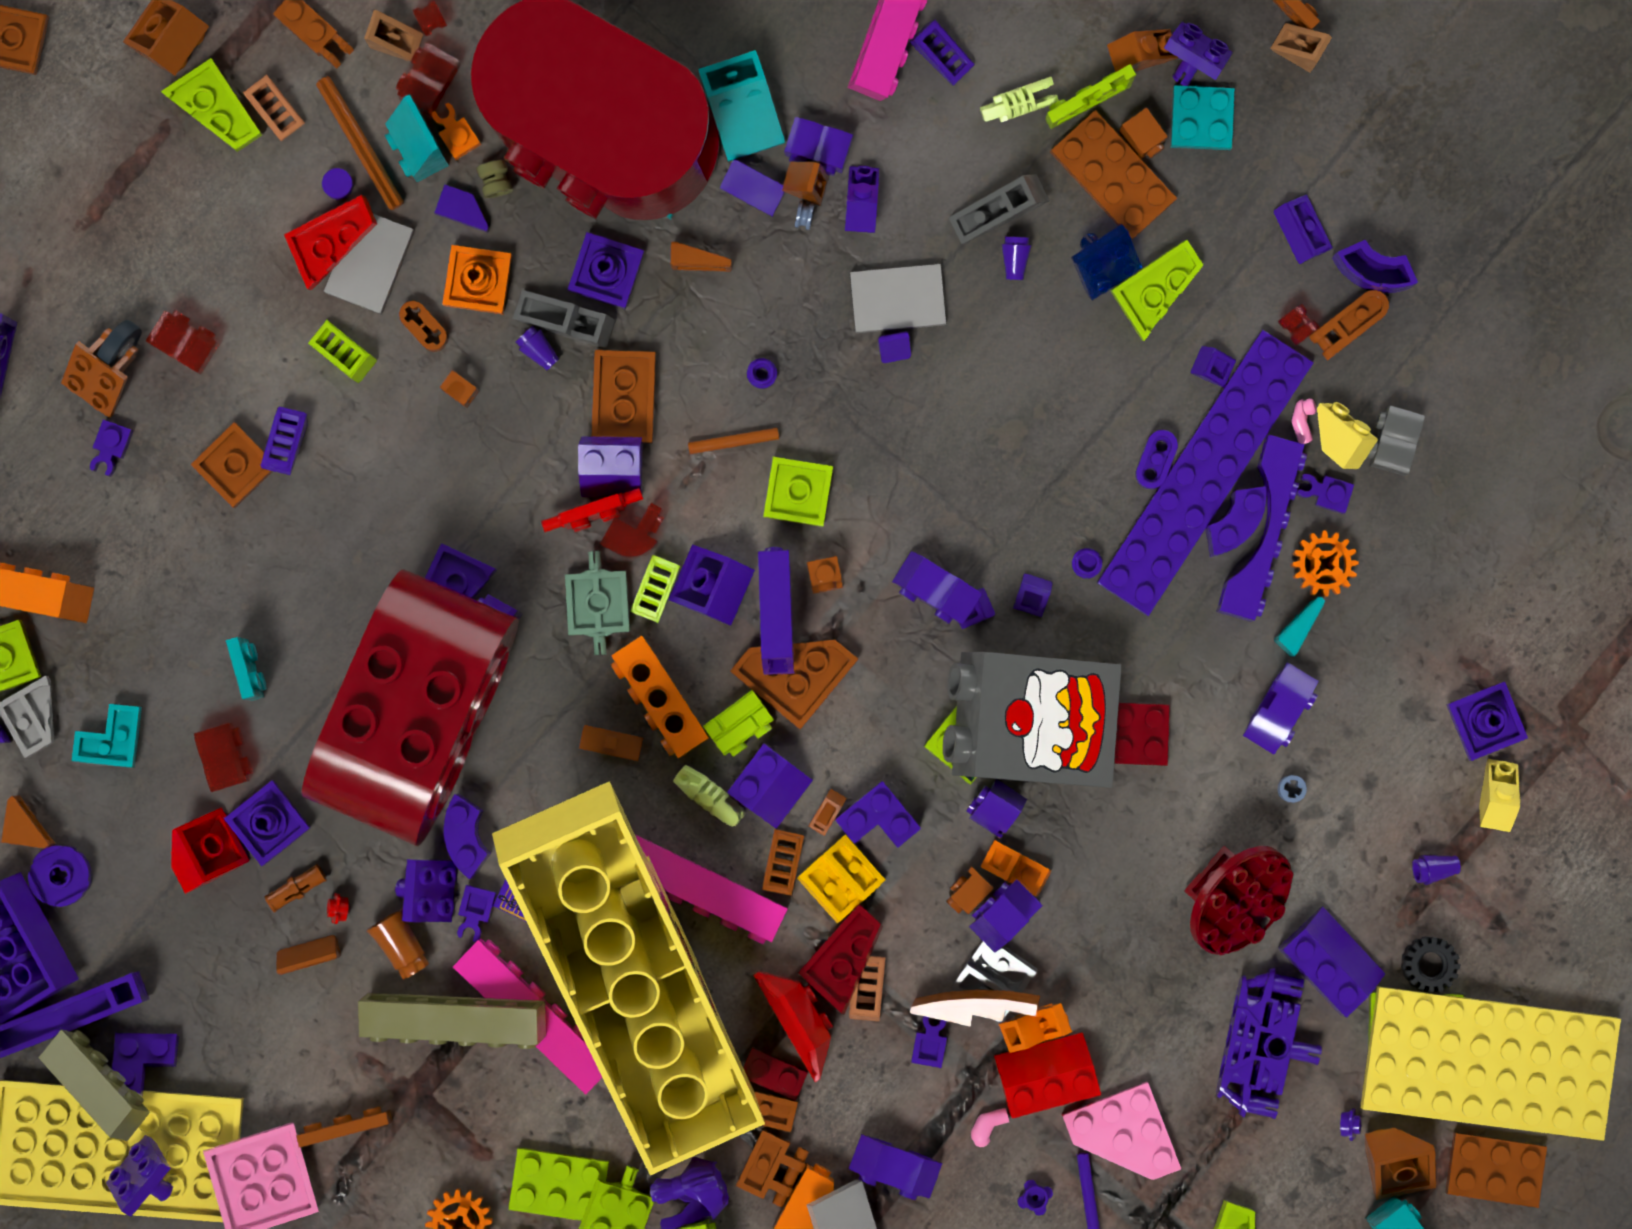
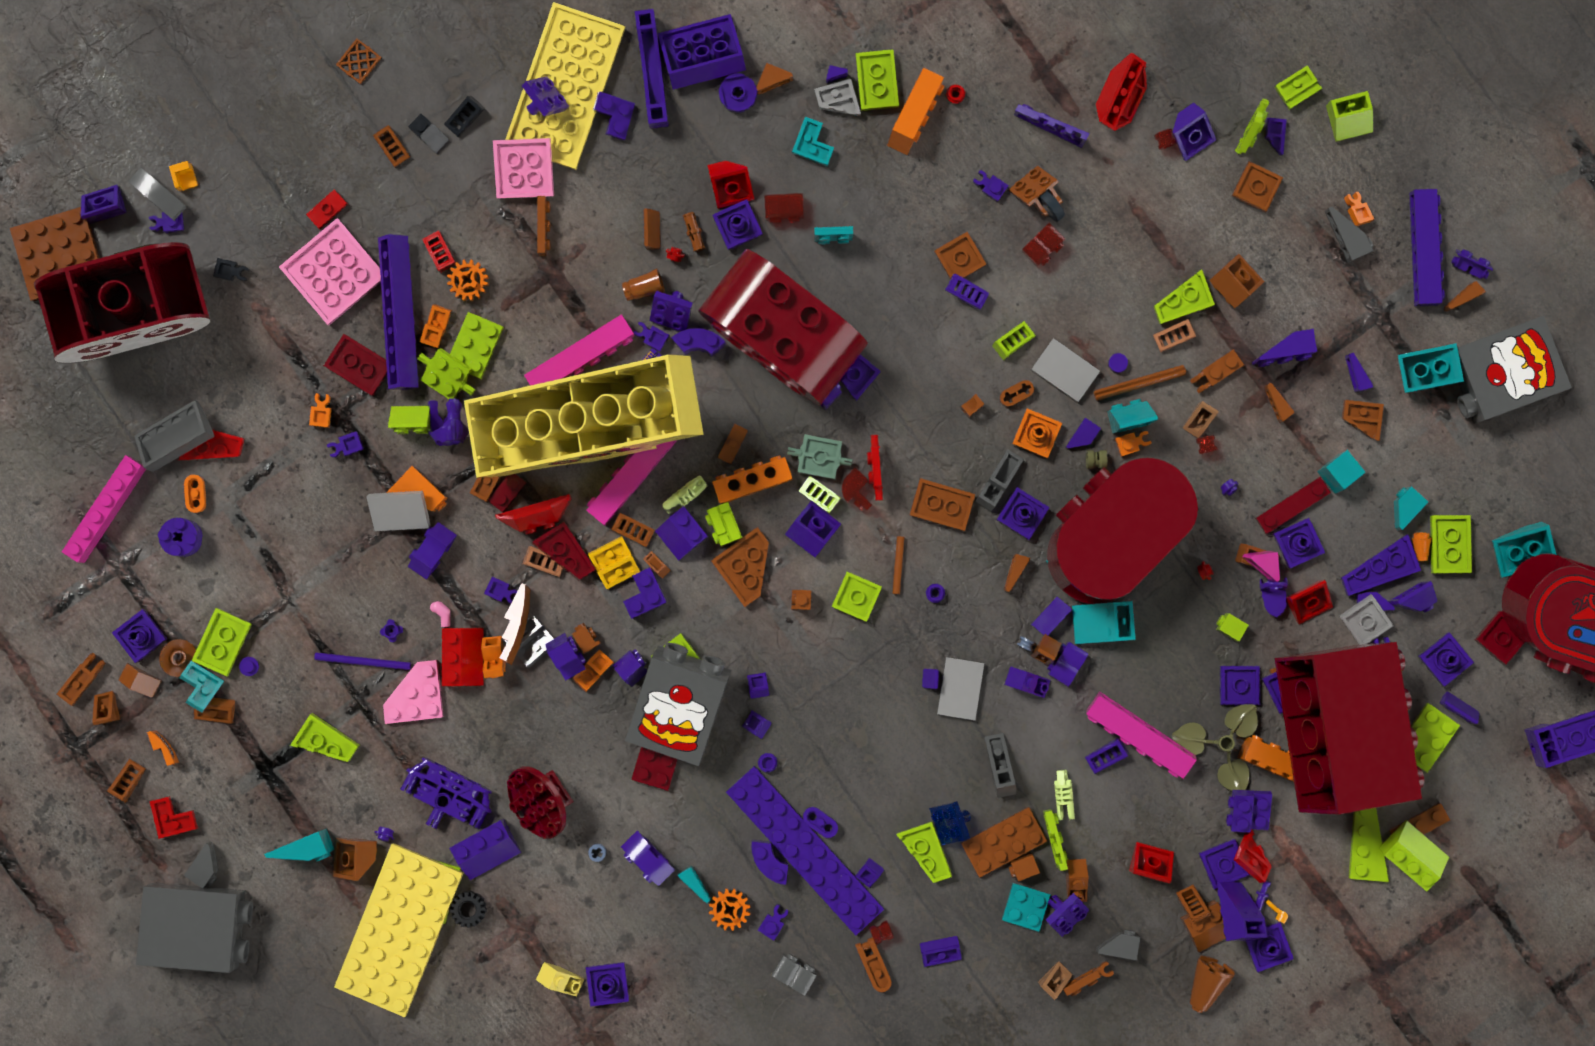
camera: 110 degrees right, 0 degrees up
(94, 1084) = (606, 83): olive brick -> none
(329, 238) = (1084, 348): red wing -> none
(428, 78) = (1168, 434): clear red brick -> none
(452, 1019) = (589, 306): olive brick -> none
(537, 348) = (985, 459): dark purple cone -> none
(609, 465) = (901, 485): dark purple slope -> none
(764, 1163) = (454, 471): dark orange plate -> none
(776, 611) = (785, 563): dark purple brick -> none
(936, 588) = (775, 666): dark purple brick -> none
(1015, 256) = (968, 768): dark purple cone -> none
(1278, 468) = (796, 896): dark purple arch -> none
(1300, 417) = (821, 917): bright pink arm -> none
(1343, 437) = (804, 941): light yellow slope -> none
(1373, 270) = (902, 988): dark purple brick -> none
(1434, 868) = (526, 926): dark purple cone -> none
(1496, 1169) = (334, 916): dark orange plate -> none

